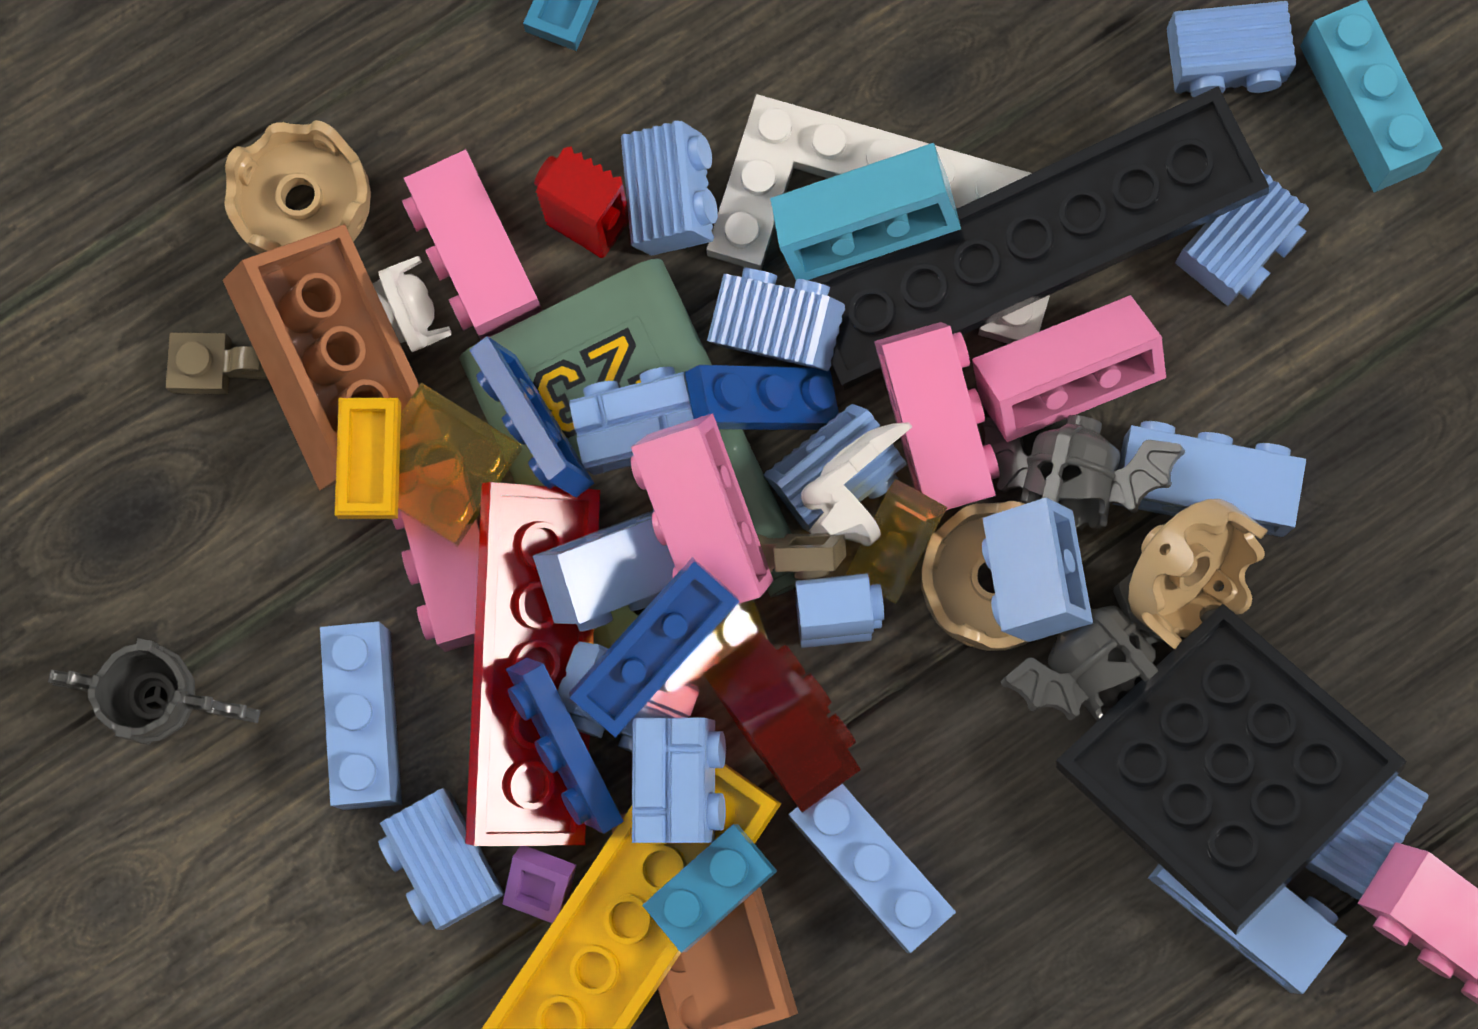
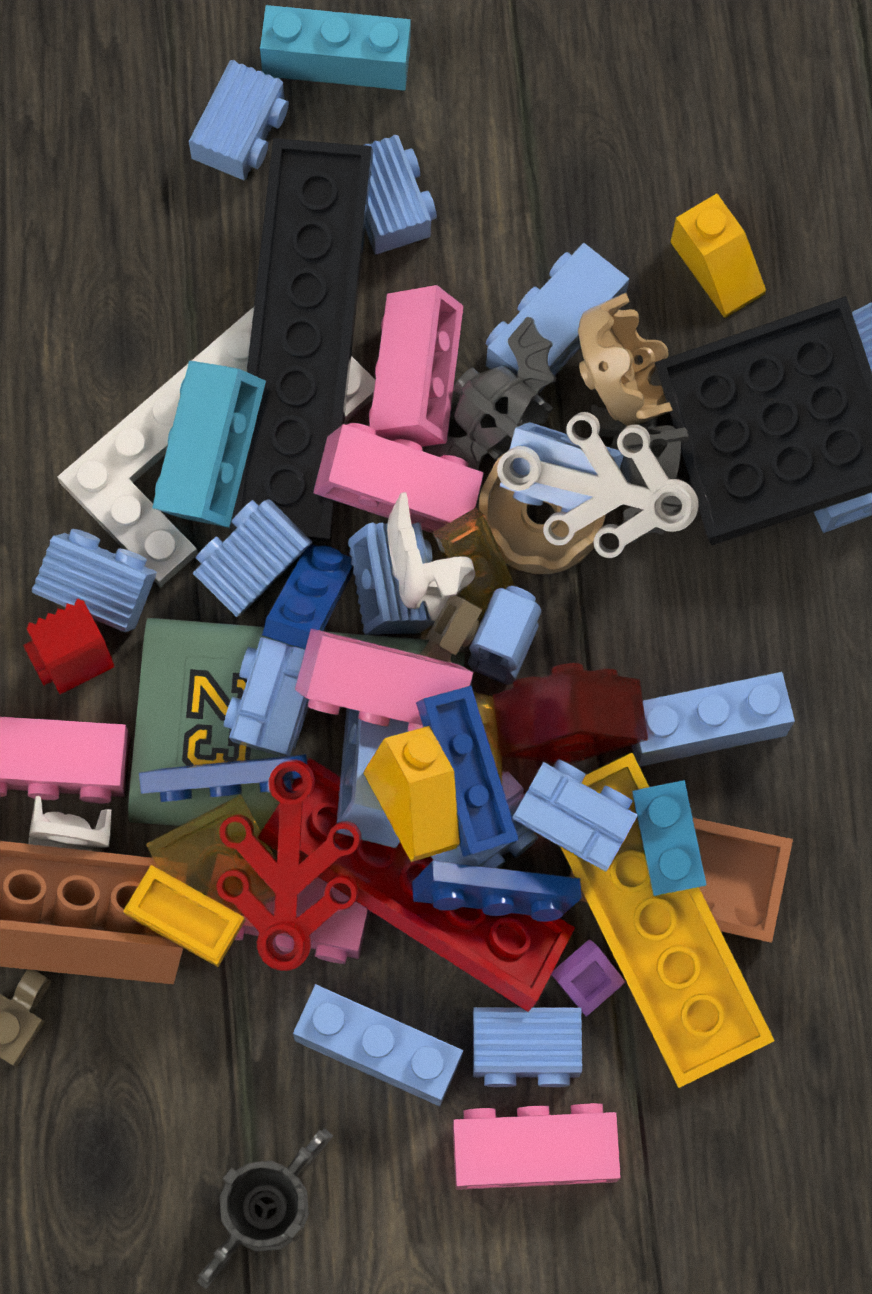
camera: 70 degrees left, 5 degrees down
(342, 924) = (535, 1148): none -> bright pink brick
(456, 528) = (287, 875): none -> red plant
(600, 610) = (416, 792): none -> yellow slope
(1035, 622) = (607, 488): none -> white plant
(1384, 606) = (718, 255): none -> yellow slope

